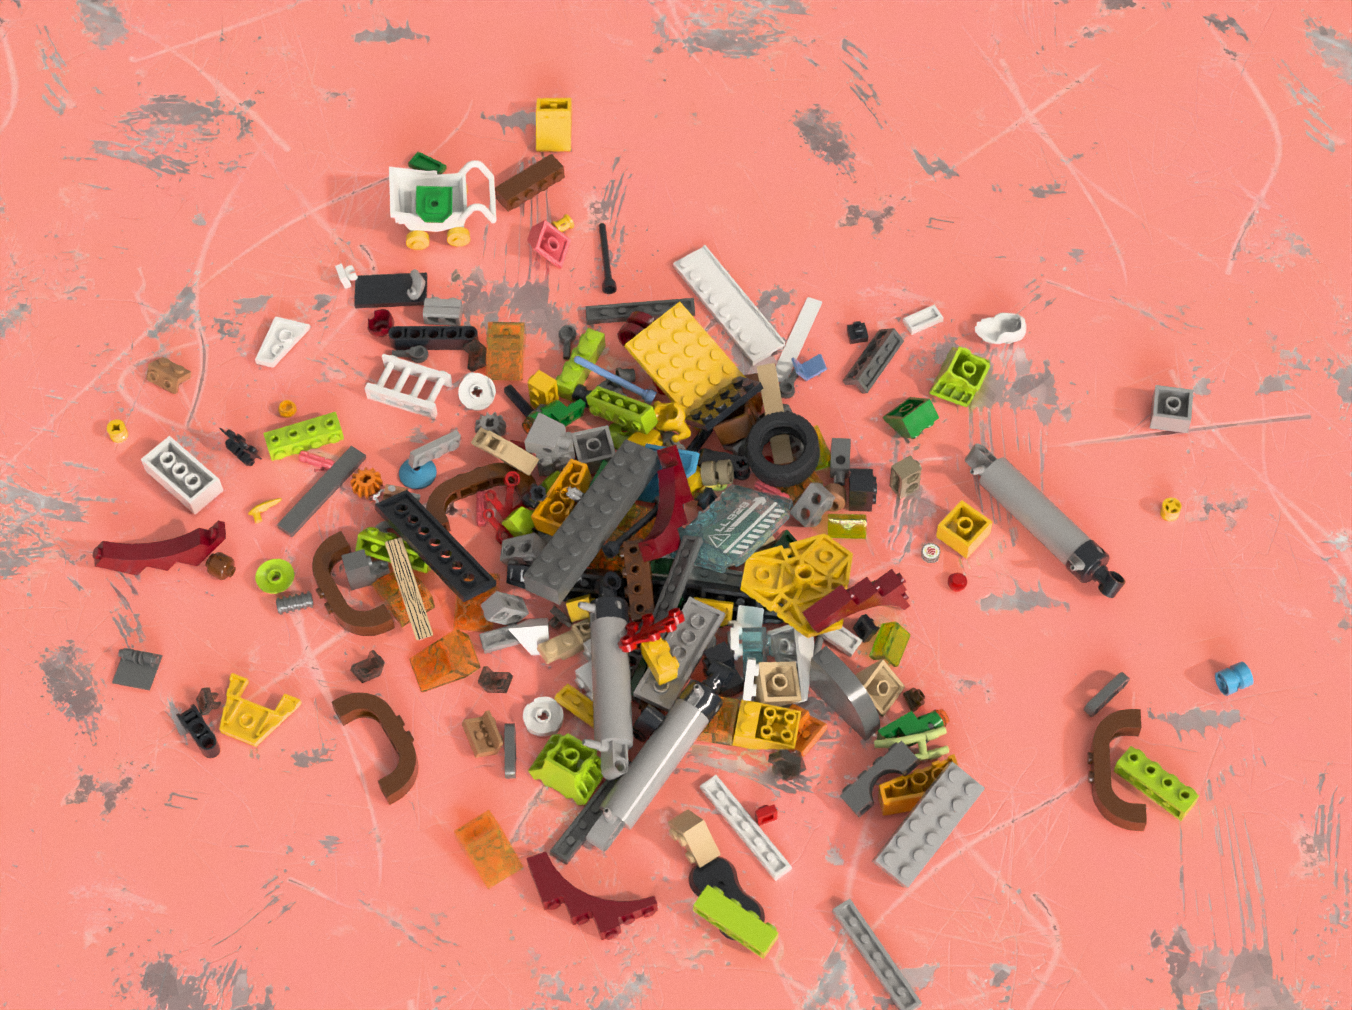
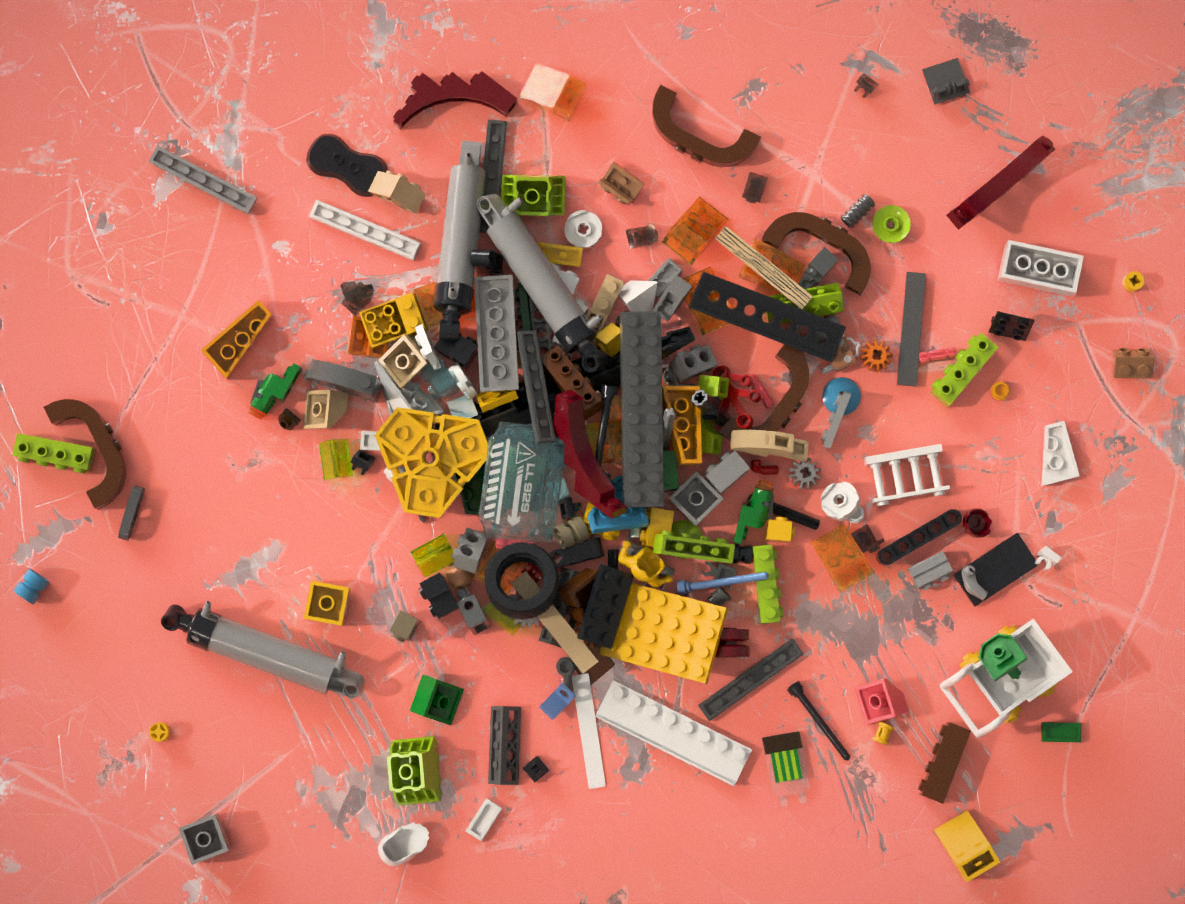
camera: 150 degrees right, 25 degrees up
(192, 722) = (864, 56): black piece -> none
(220, 565) = (942, 205): reddish brown head -> none
(251, 721) = (820, 89): yellow wing -> none
(264, 506) = (954, 275): yellow bar -> none
(417, 354) = (922, 513): dark grey plate -> none
(510, 750) = (590, 184): dark grey beam -> none
(547, 437) = (734, 469): light grey torso -> none
(567, 335) = (800, 613): dark grey plate -> none
(649, 633) = (528, 328): red plant -> none
(654, 240) = (786, 766): none -> tile
(660, 661) = (505, 309): yellow brick -> none
(735, 921) = (322, 139): lime brick -> none
(765, 814) = (352, 246): red plate -> none
(840, 603) = (369, 461): dark red arch -> none
(897, 760) = (266, 343): dark grey arch -> none
(921, 739) = (273, 366): yellowish green piece -> none
(928, 824) = (213, 300): light grey brick -> none
(930, 553) = (347, 569): tile -> none
(957, 582) = (309, 552): red plate -> none

